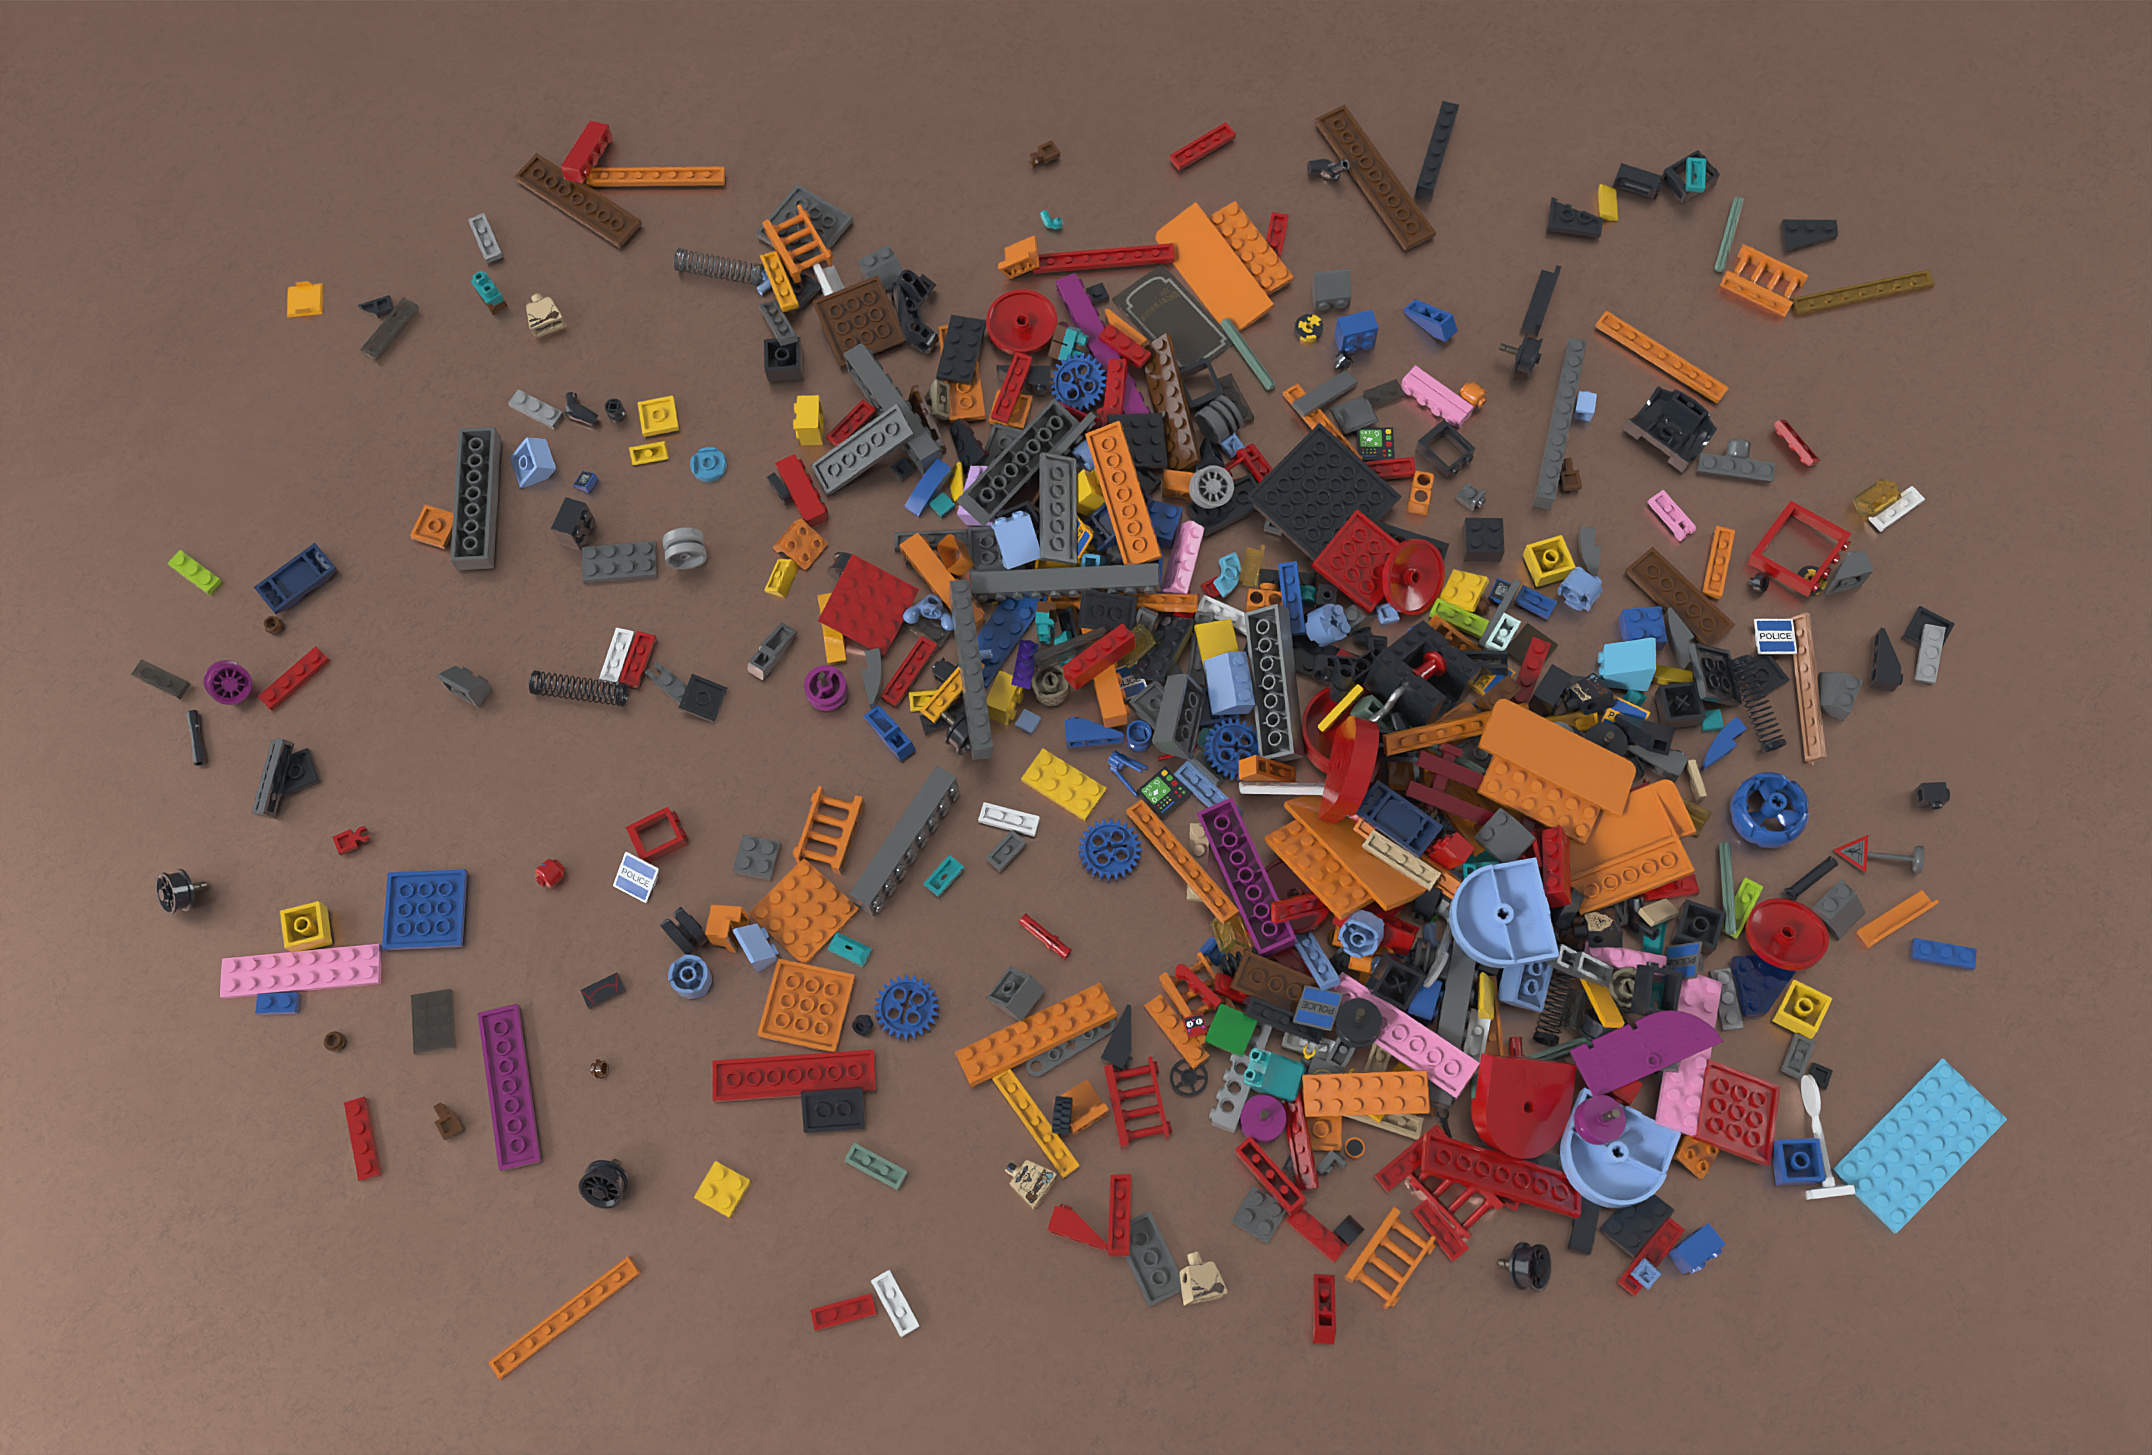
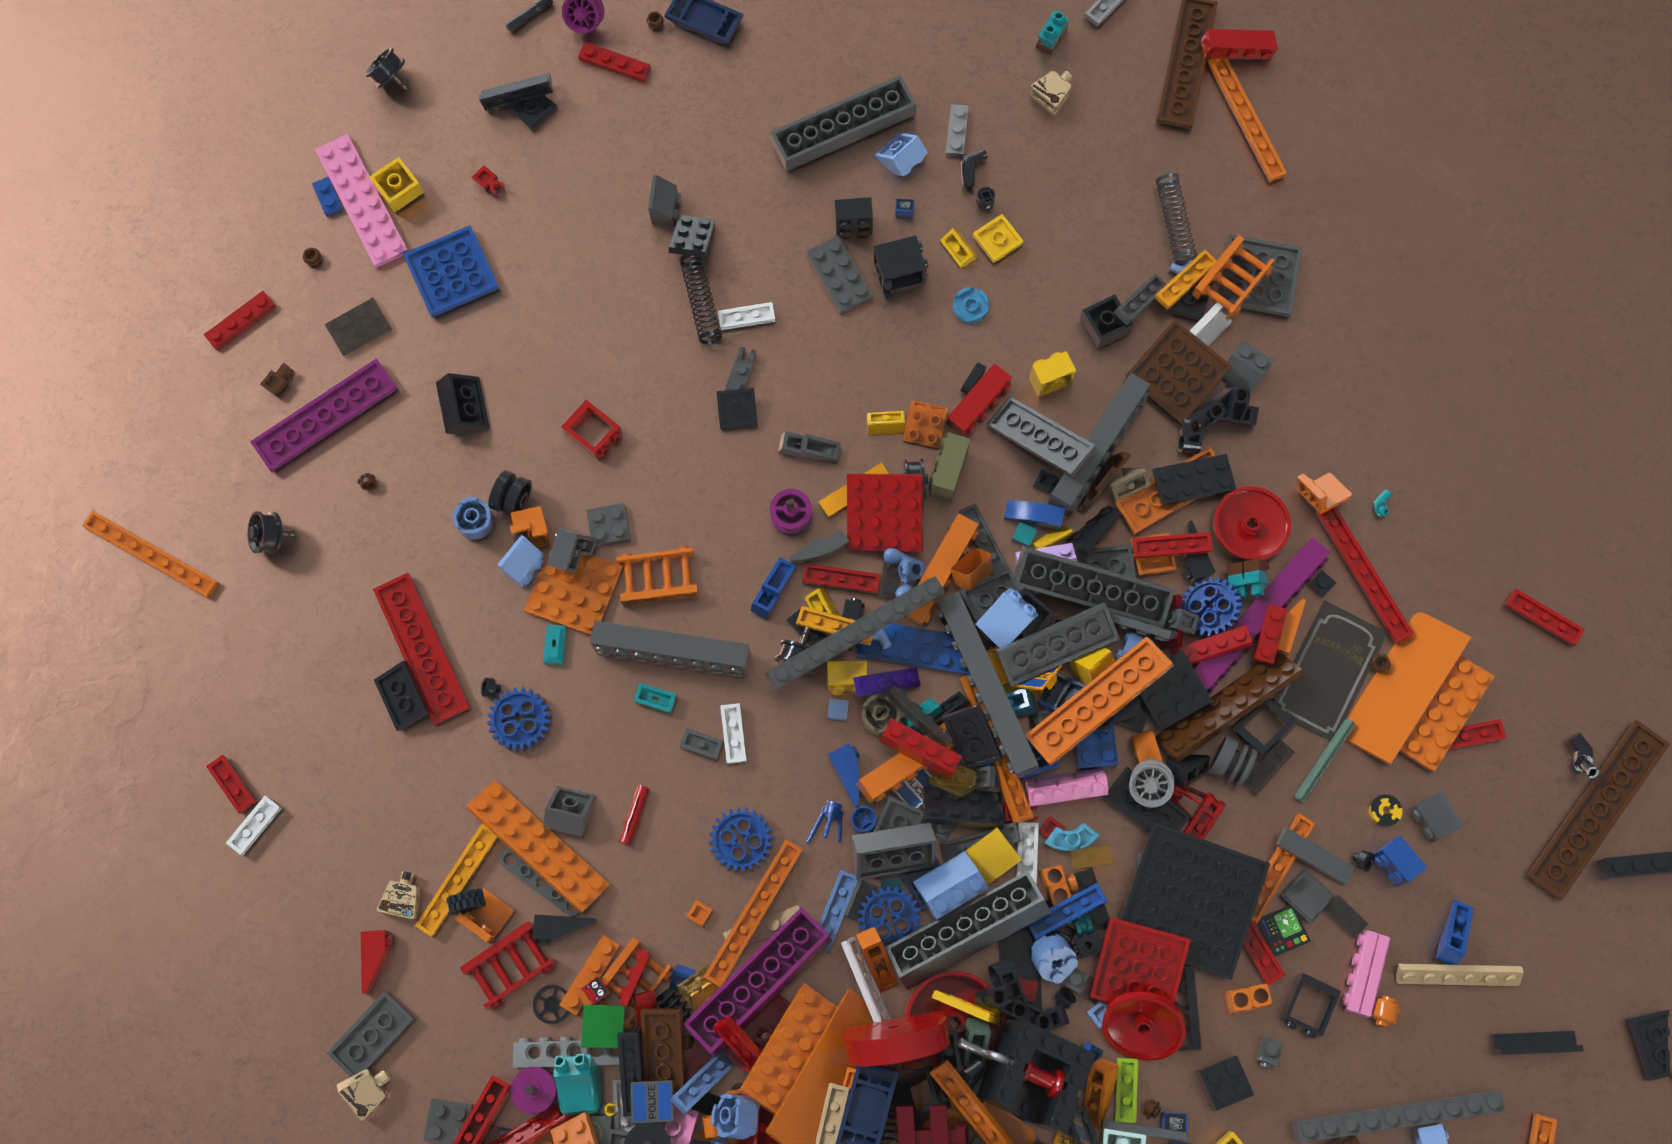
camera: 65 degrees right, 5 degrees up
(433, 527) = (801, 101): orange plate -> none
(513, 671) = (692, 236): none -> plate
(549, 873) = (522, 356): red head -> none
(567, 948) = (462, 404): none -> black slope
(603, 990) = (437, 451): black tile -> none
(636, 877) = (546, 430): piece -> none
(637, 659) = (750, 335): red plate -> none
(640, 504) = (899, 265): none -> black container
(684, 548) = (871, 323): light grey wheel -> none
(722, 1189) = (301, 633): yellow plate -> none
(766, 895) = (568, 549): none -> dark grey brick
(806, 1005) = (488, 630): orange plate -> none
(851, 423) = (1069, 413): red plate -> none
(852, 535) = (948, 467): none -> olive brick
(876, 1166) = (366, 755): sand green plate -> none
(1045, 152) = (1457, 465): reddish brown plate -> none
(1045, 617) = (941, 681): teal hips -> none
(1064, 784) = (789, 769): yellow plate -> none
(1081, 407) = (1182, 620): none -> dark grey bracket
(1120, 1215) = (397, 992): red plate -> none
(1161, 913) = (699, 913): none -> orange tile
(1163, 792) = (819, 867): black tile -> none
(1185, 274) = (1375, 663): none -> reddish brown plate
(1231, 445) = (1214, 785): medium blue tile -> none
(1464, 331) = (1459, 974): none -> tan plate
(1464, 589) = (1158, 1084): yellow plate -> none
(1526, 354) = (1456, 1050): black wheel -> none

